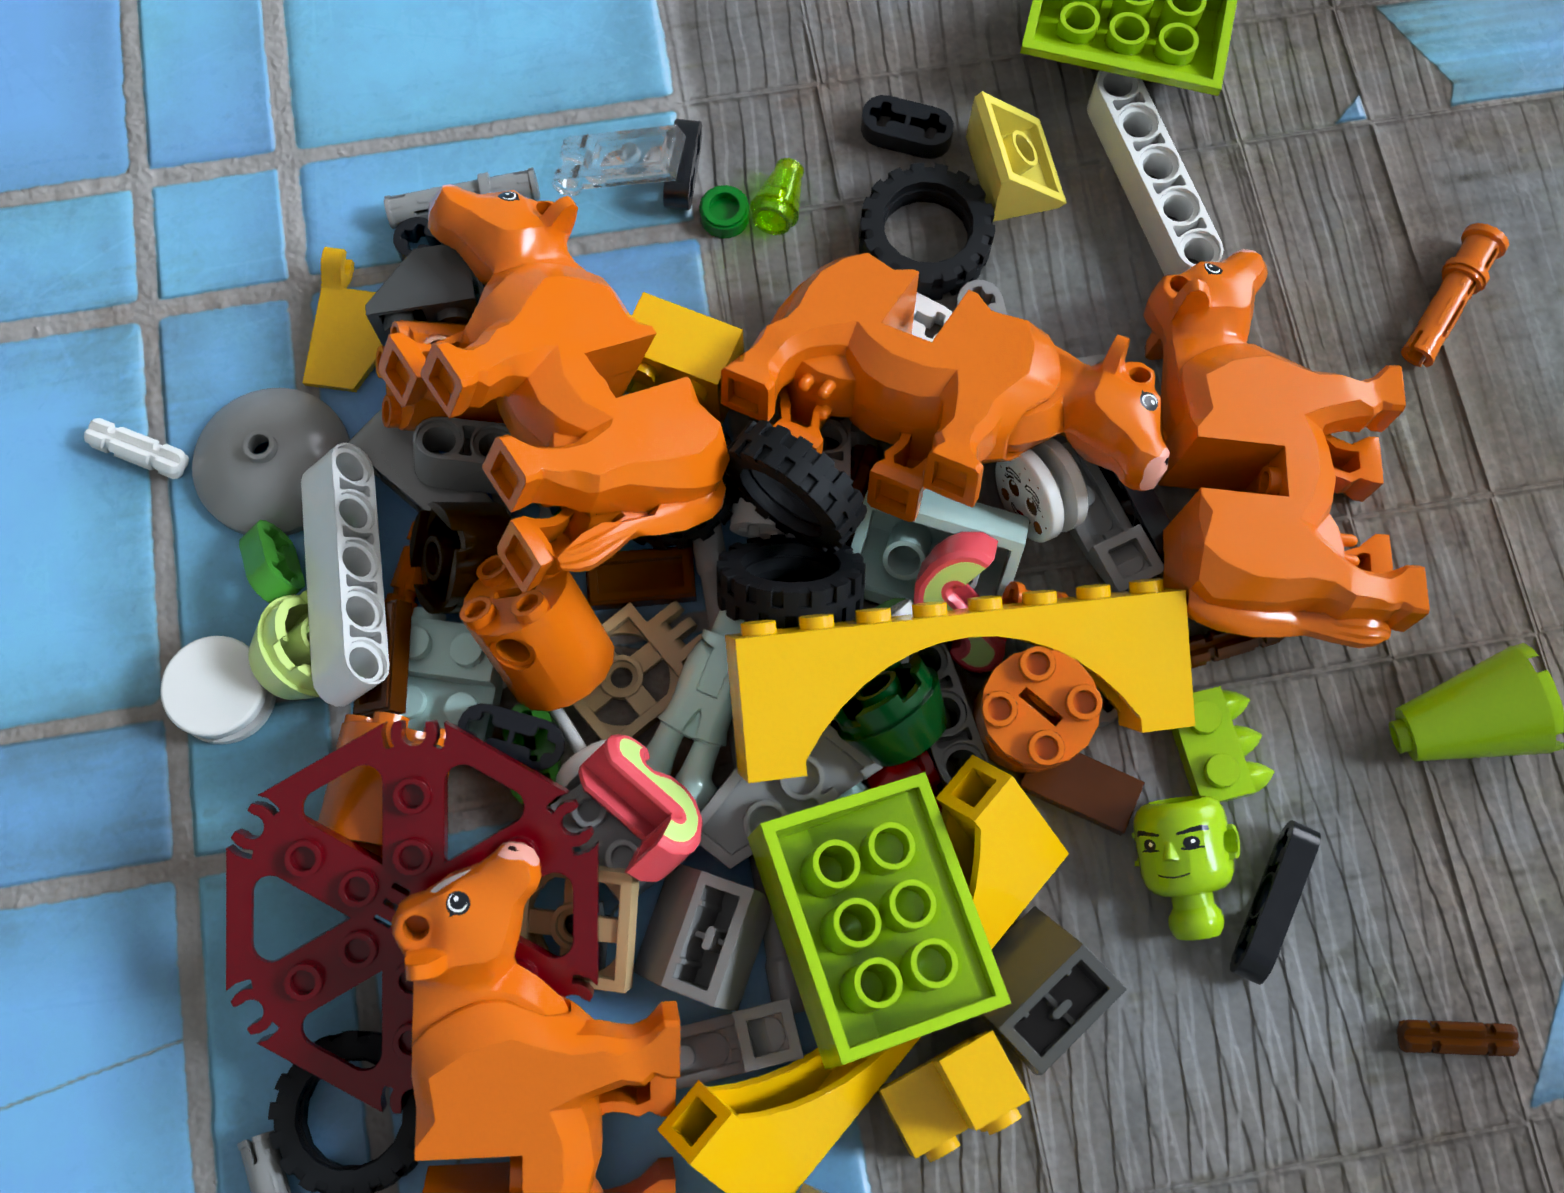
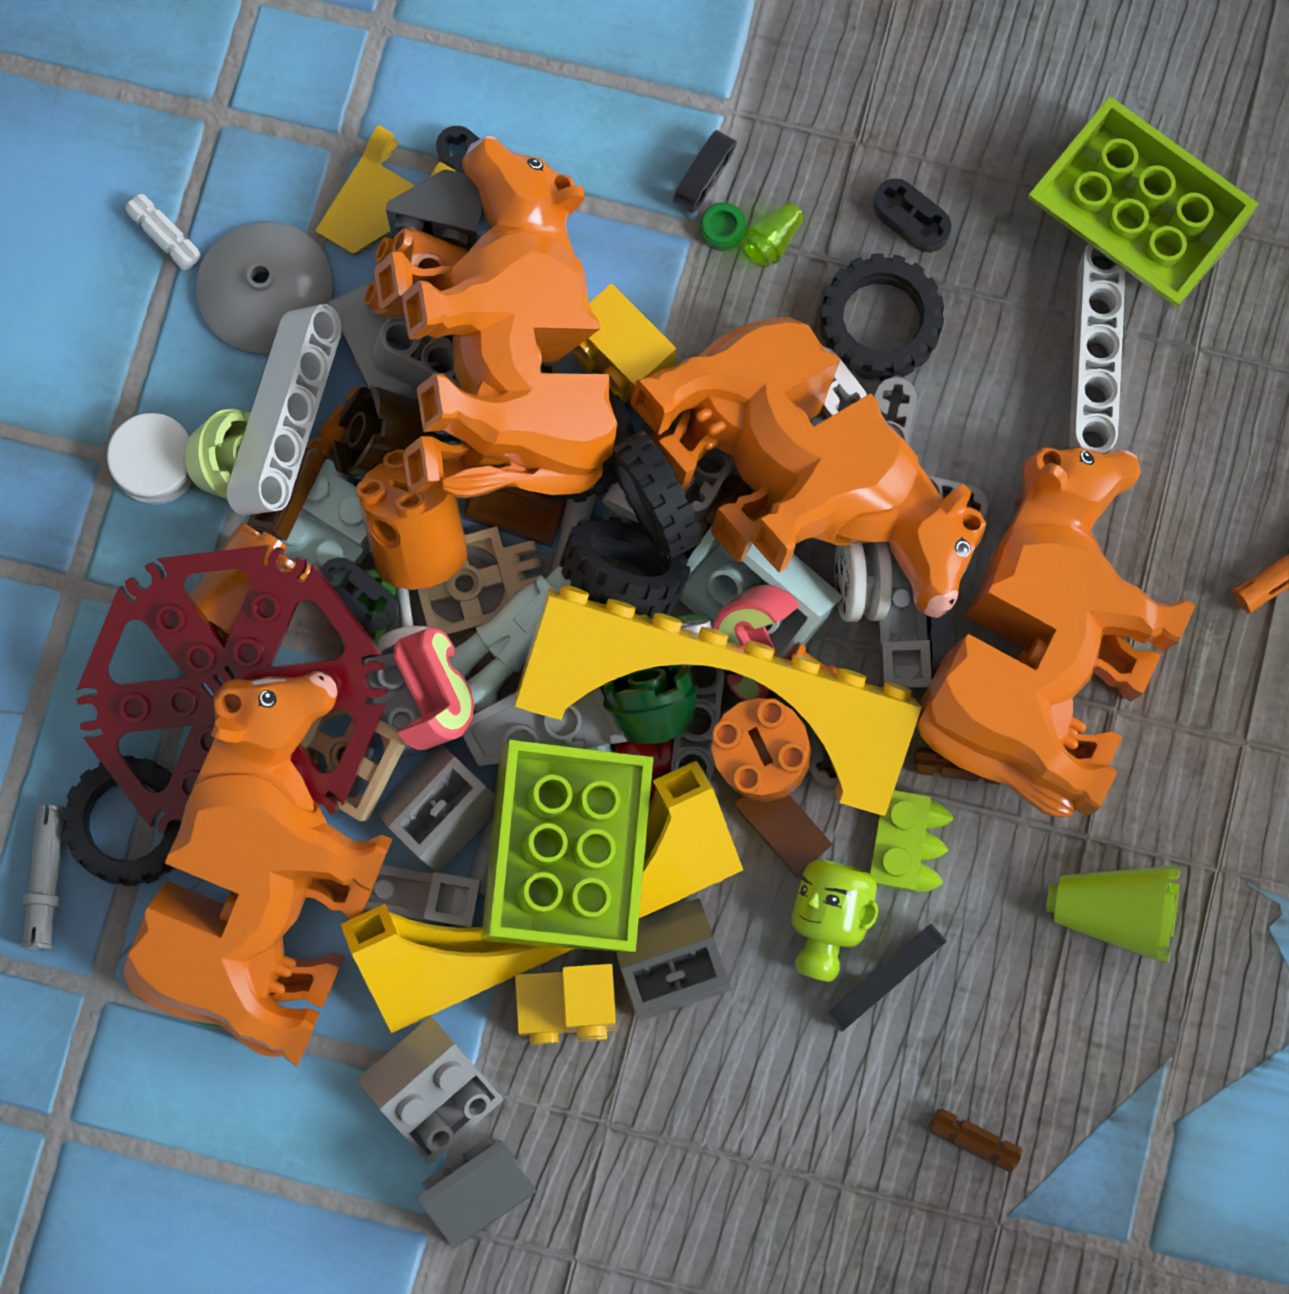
camera: 25 degrees right, 5 degrees up
(271, 562) = (232, 374): bright green beam -> none
(417, 203) = (522, 127): light grey pin -> none
(619, 159) = (651, 148): clear plate -> none
(1012, 159) = (988, 285): light yellow slope -> none

